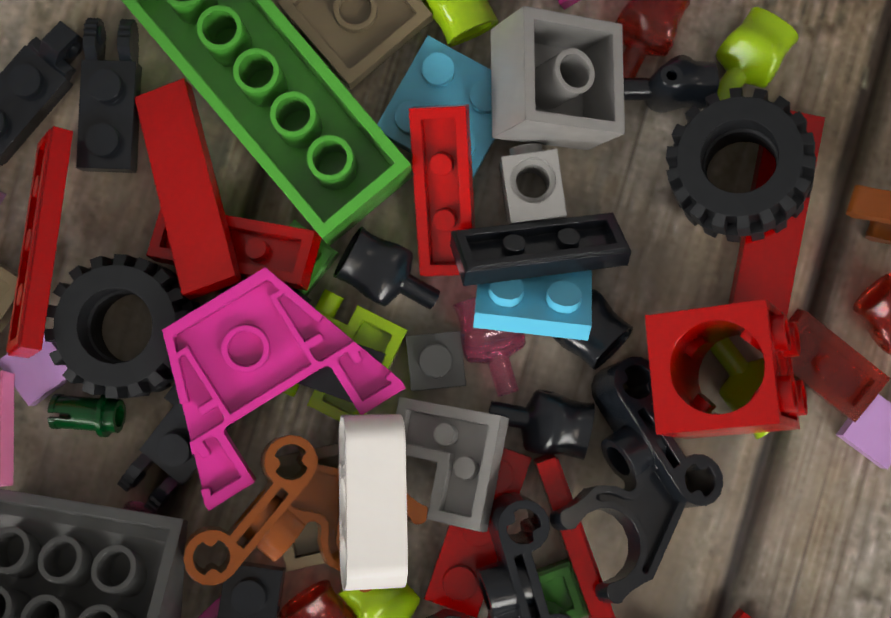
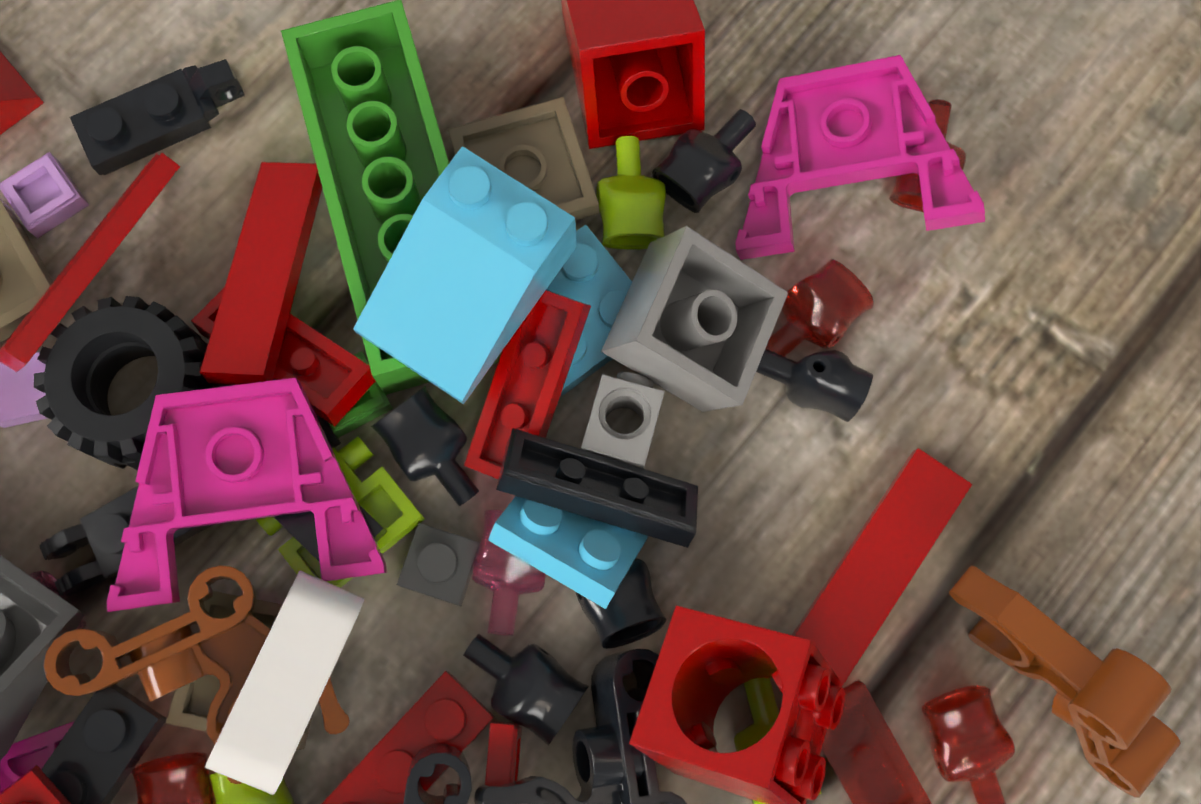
camera: 20 degrees right, 10 degrees down
(87, 413) = (58, 464): dark green pin -> none
(107, 100) = (228, 165): black hinge -> none
(362, 123) = (466, 274): none -> medium azure slope
(467, 454) = (420, 683): light grey plate -> none
(735, 121) = (856, 443): black tyre -> none
(754, 51) = (919, 385): lime piece -> none

